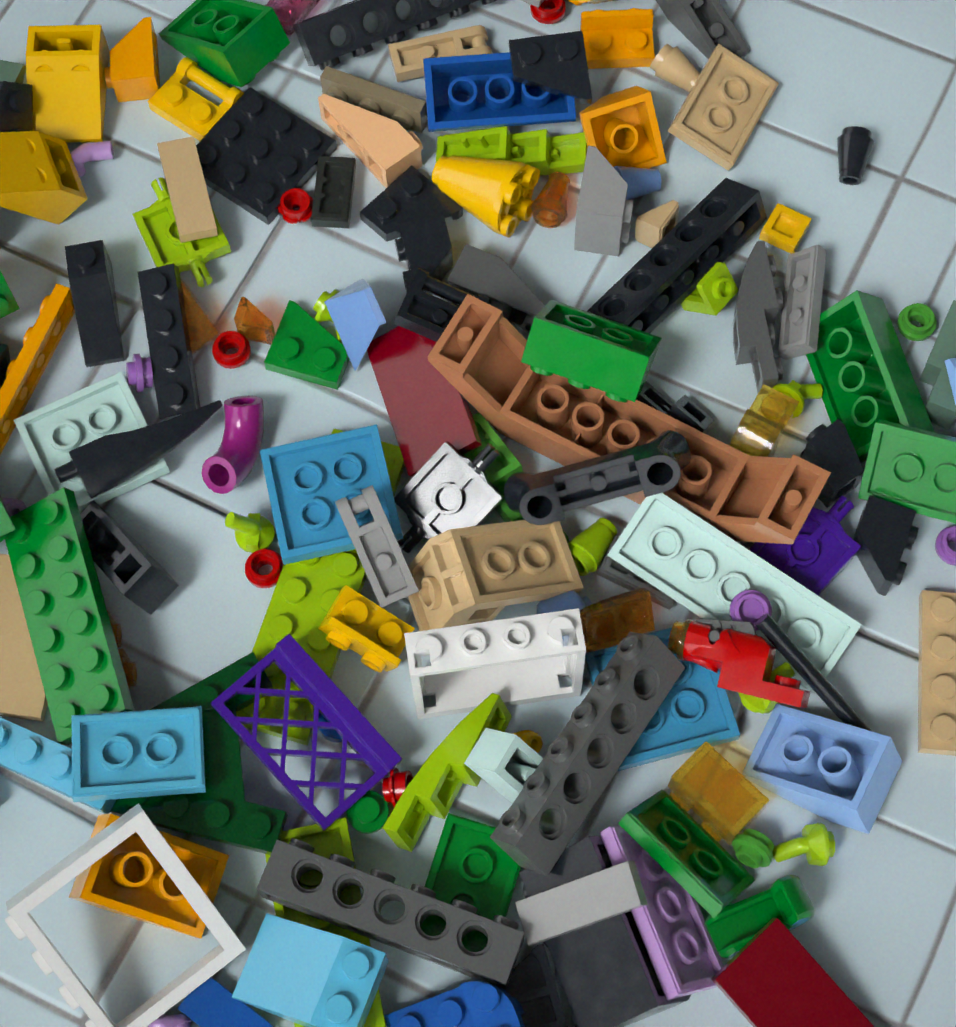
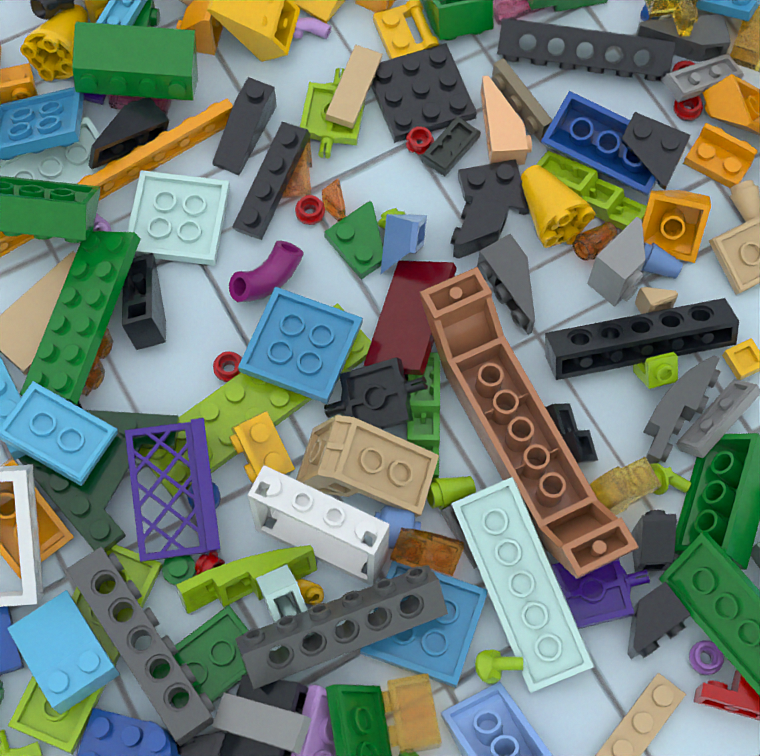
camera: 30 degrees right, 0 degrees up
(123, 455) = (186, 235): black piece -> none
(139, 372) = (240, 188): medium lavender plate -> none
(251, 532) = (236, 337): lime plate -> none
(377, 548) = (302, 399): light grey plate -> none
(409, 55) = (590, 89): tan plate -> none
(427, 313) = (446, 263): black plate -> none
(590, 351) = (536, 357): green slope -> none
(644, 468) = (513, 460): black plate -> none
(739, 654) = (489, 633): red plate -> none
(749, 607) = (521, 605): medium lavender plate -> none
(809, 672) = (533, 679): black bar -> none

